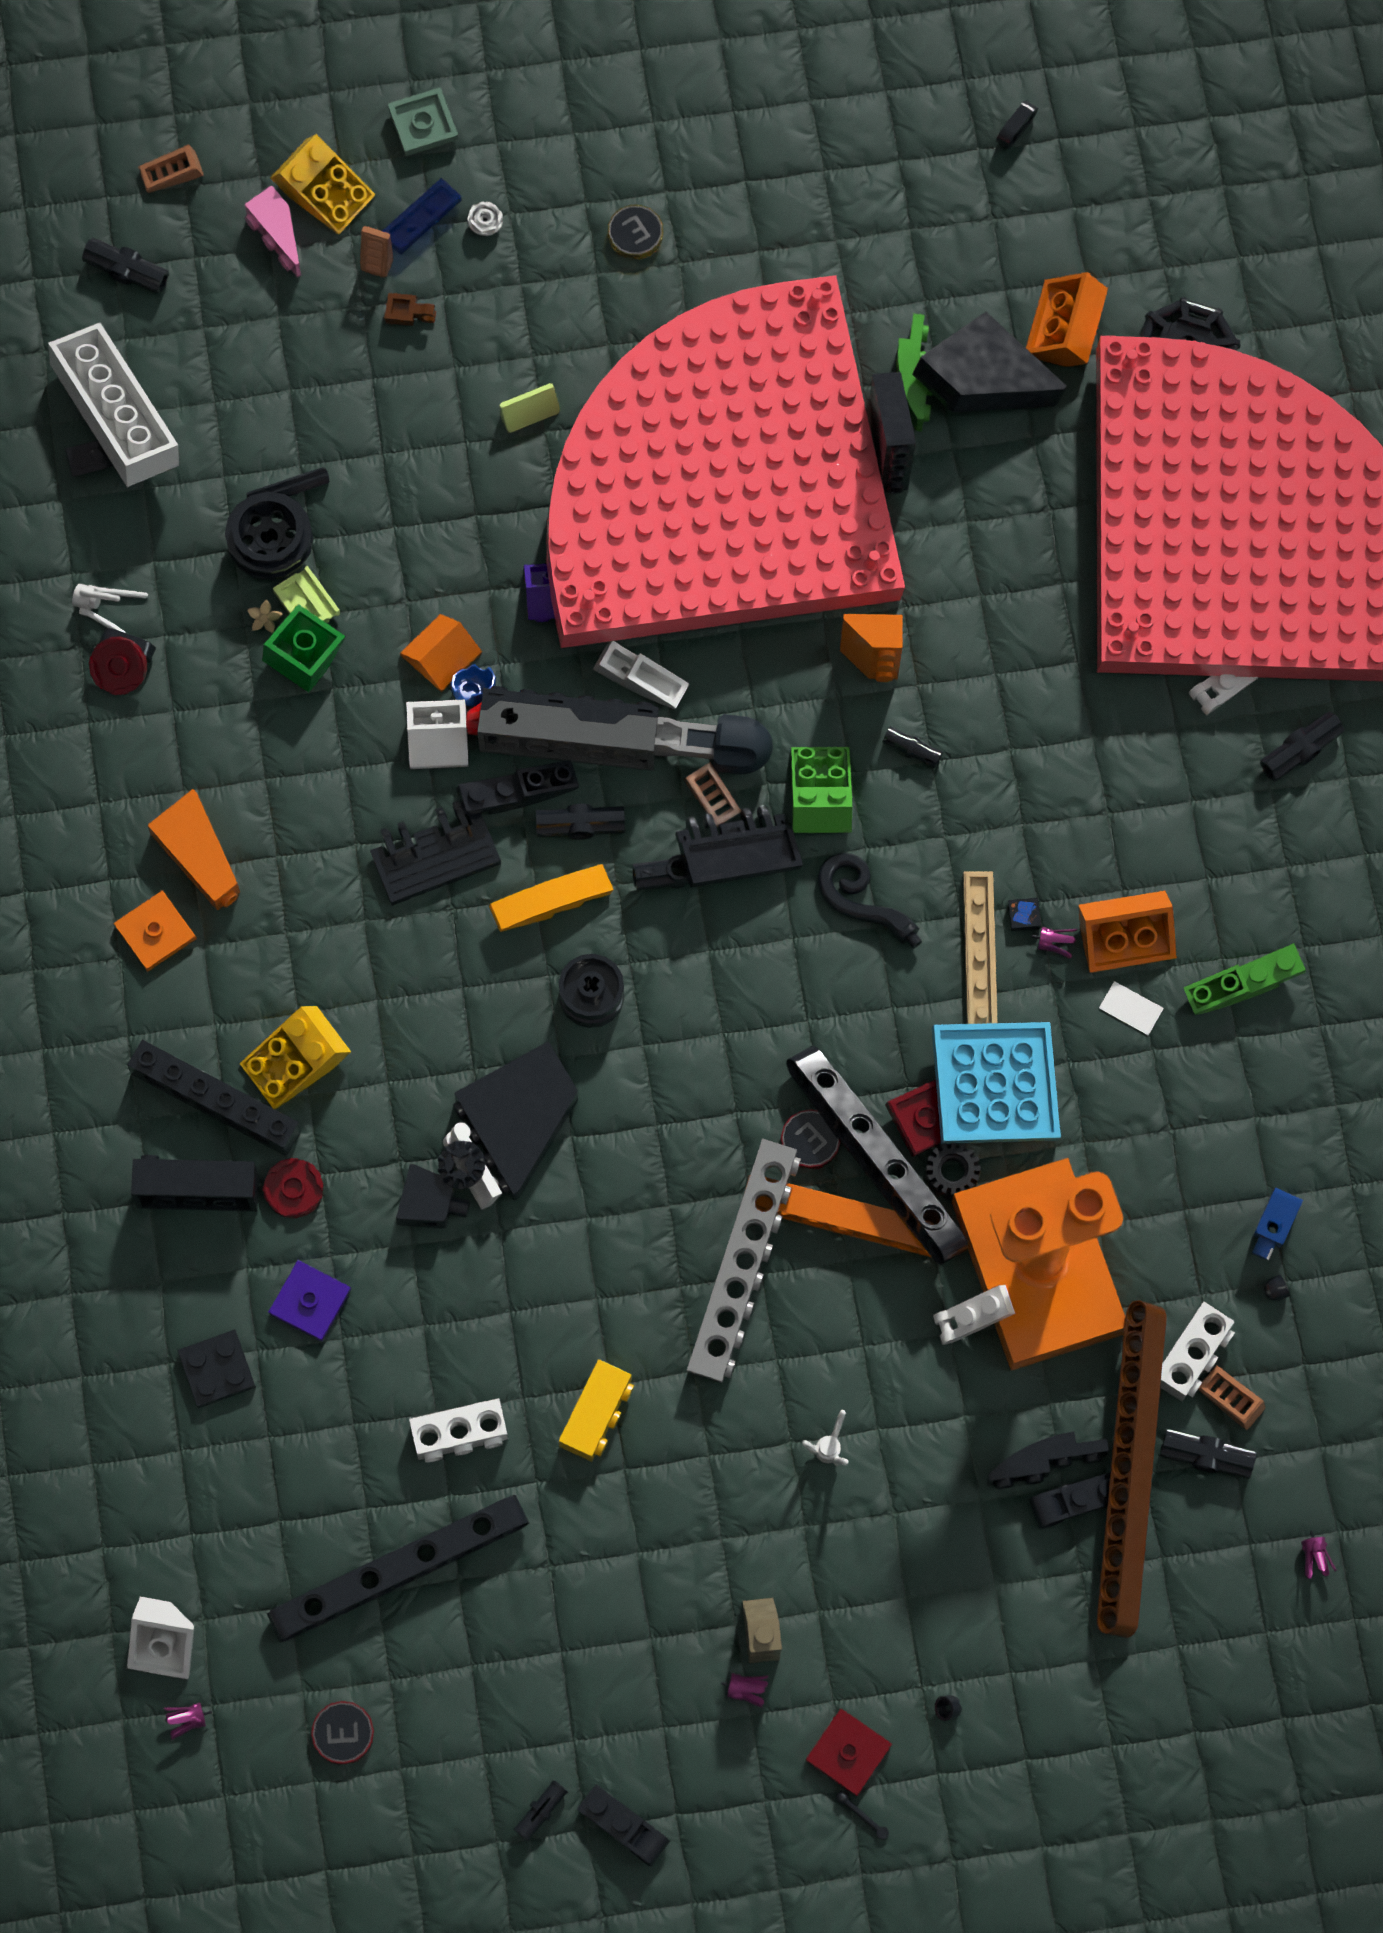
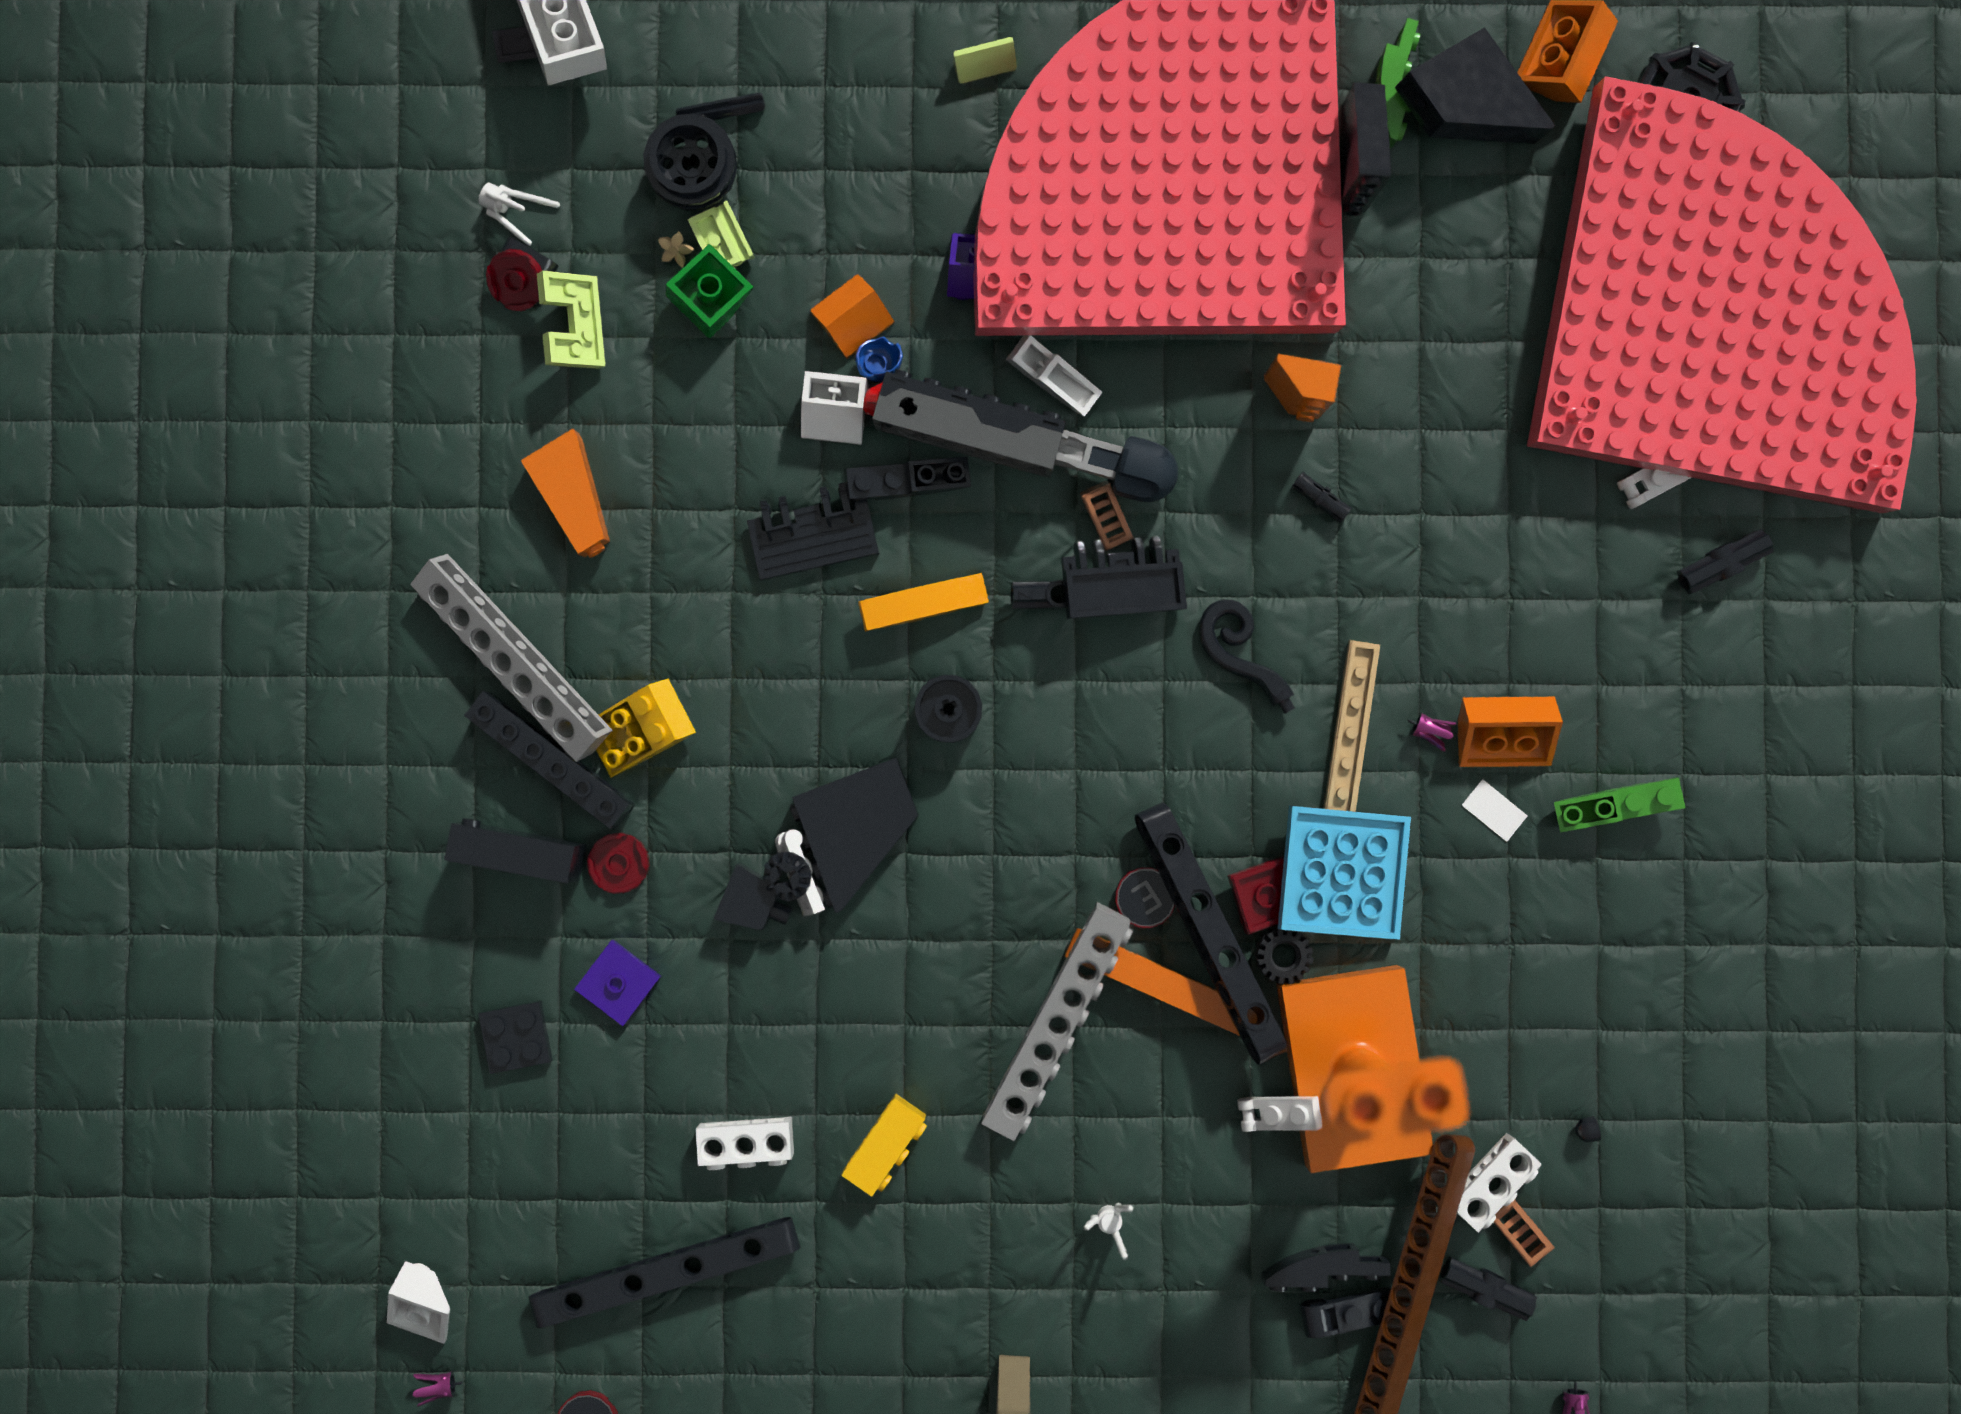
camera: 15 degrees right, 15 degrees up
(155, 931) = (516, 570): orange plate -> none
(189, 712) = (584, 342): none -> yellowish green plate
(249, 1060) = (511, 657): none -> light grey brick
(580, 821) = (966, 524): black piece -> none
(821, 790) = (1219, 529): bright green slope -> none
(1024, 914) = (1404, 695): black tile -> none
(1279, 1210) = (1603, 1065): blue torso -> none

